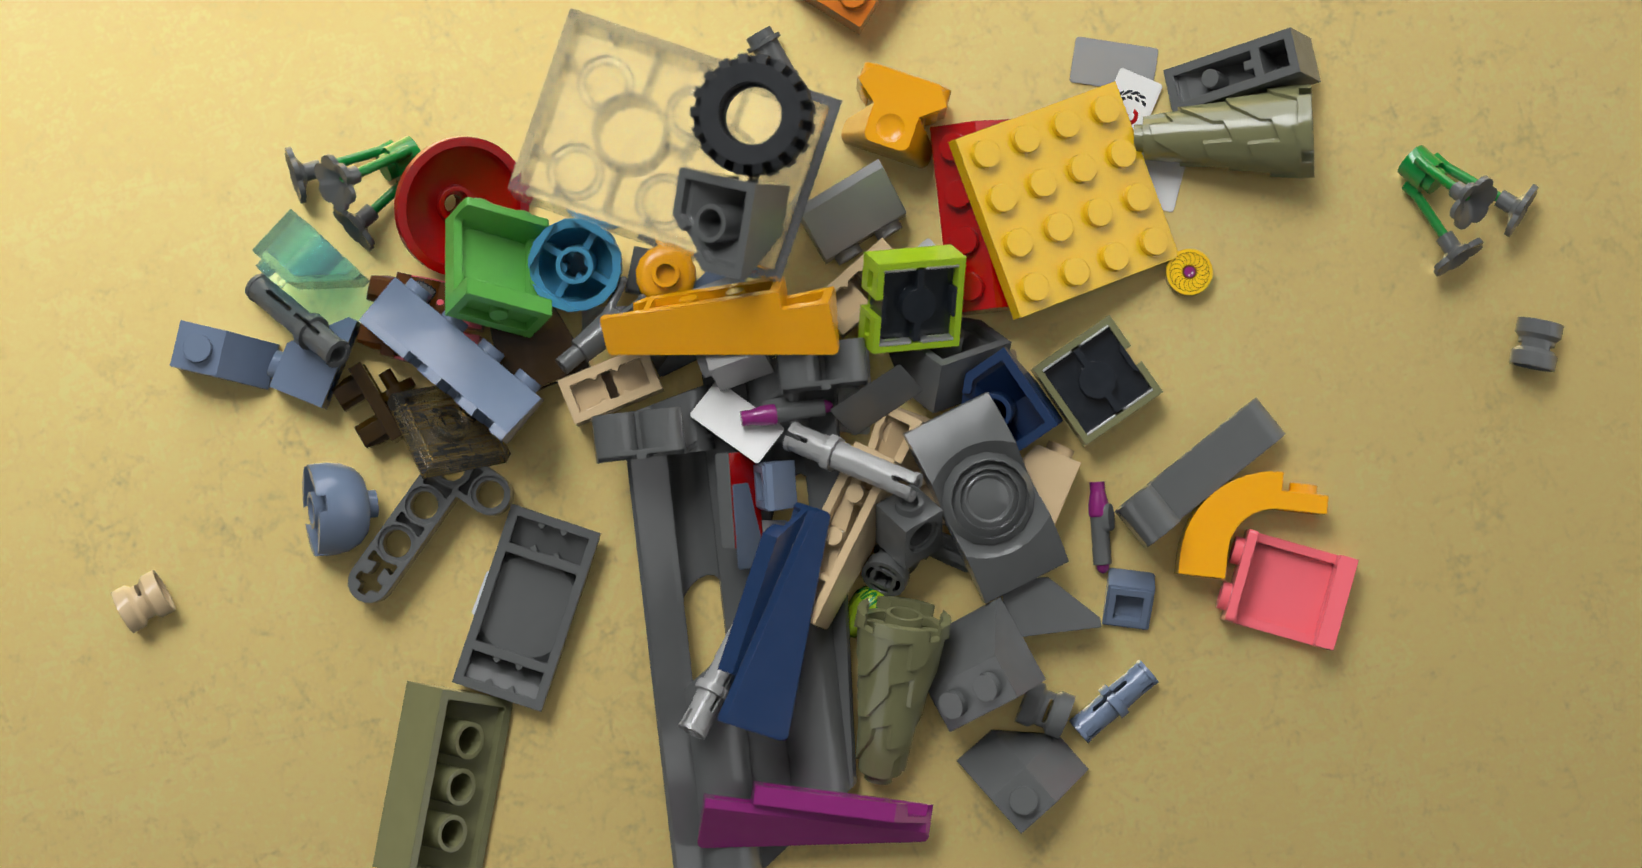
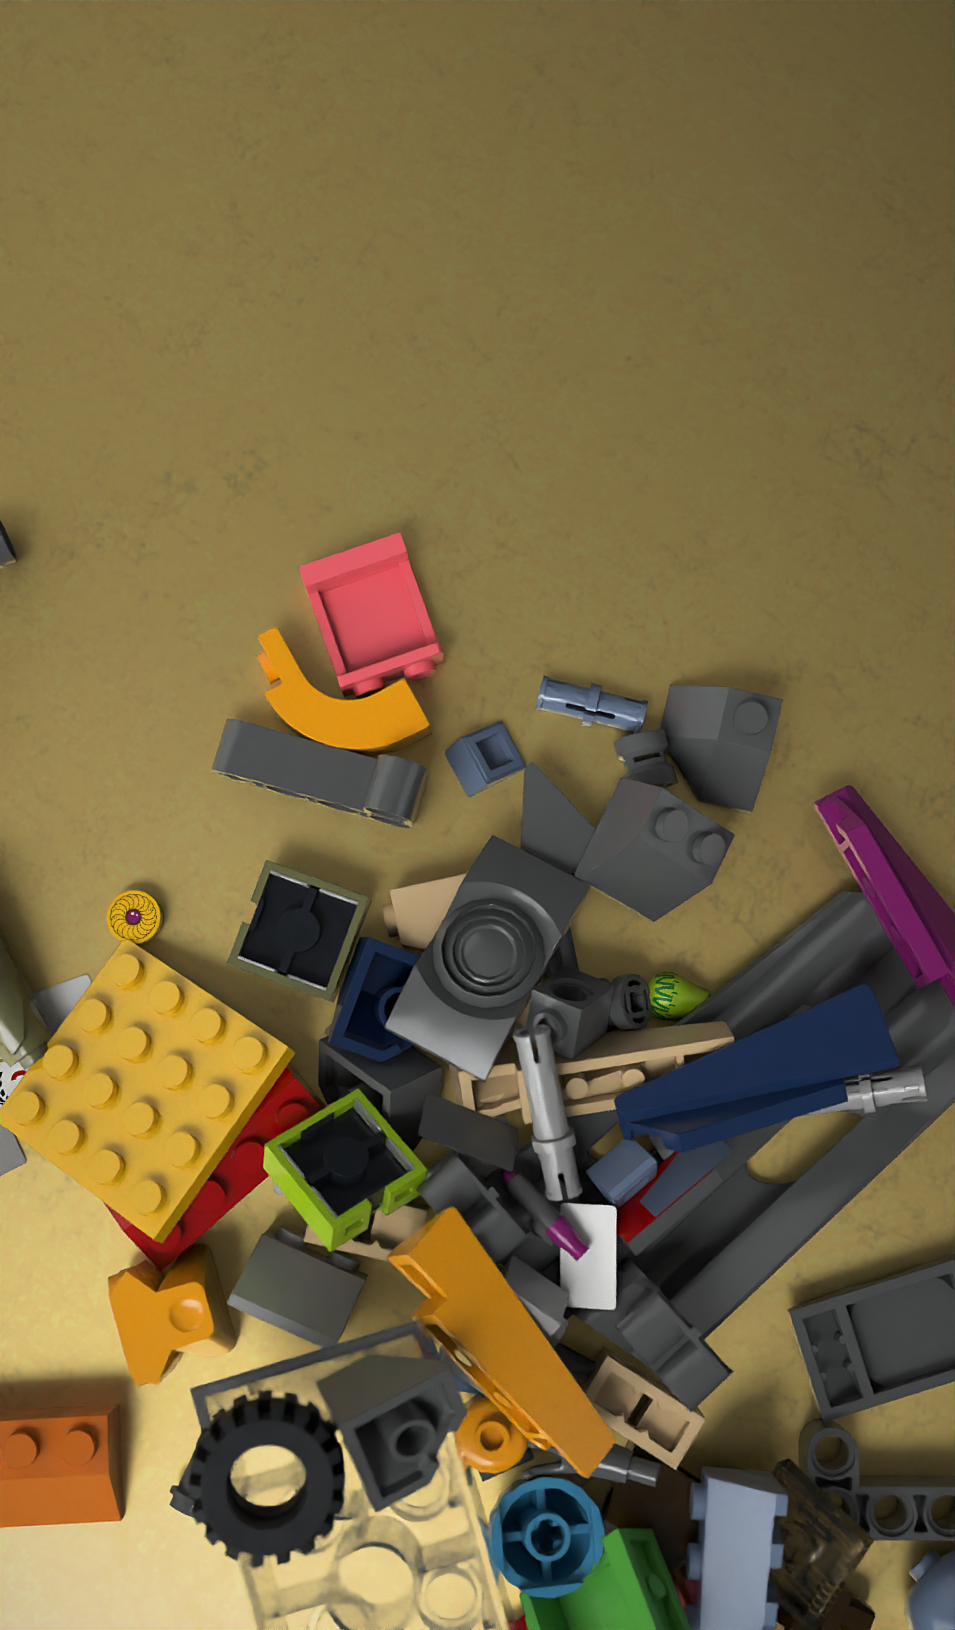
camera: 120 degrees left, 5 degrees down
(896, 666) = (715, 926): olive cone -> none
(1102, 522) = (433, 832): dark grey piece -> none

